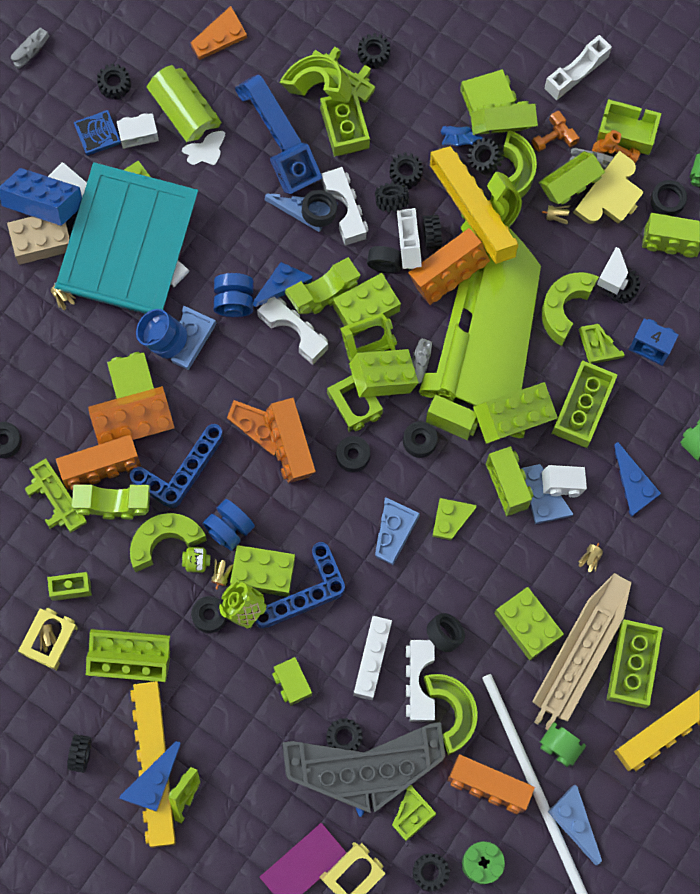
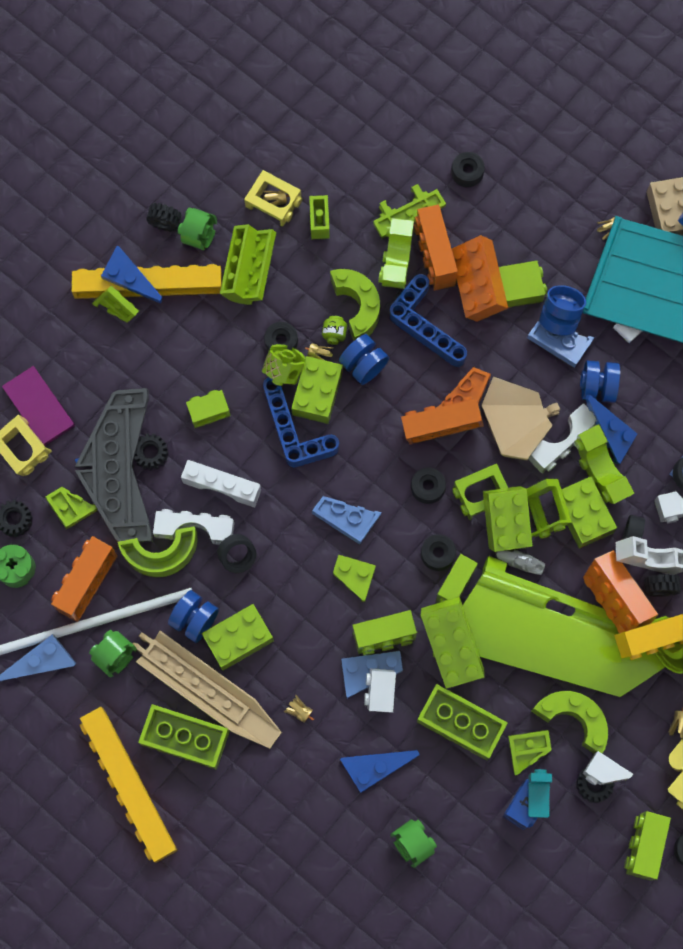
camera: 100 degrees right, 0 degrees up
(91, 713) = (197, 228): none -> bright green brick
(278, 373) = (516, 418): none -> tan panel
(513, 672) = (188, 613): none -> blue wheel
(649, 323) = (539, 793): none -> teal bracket

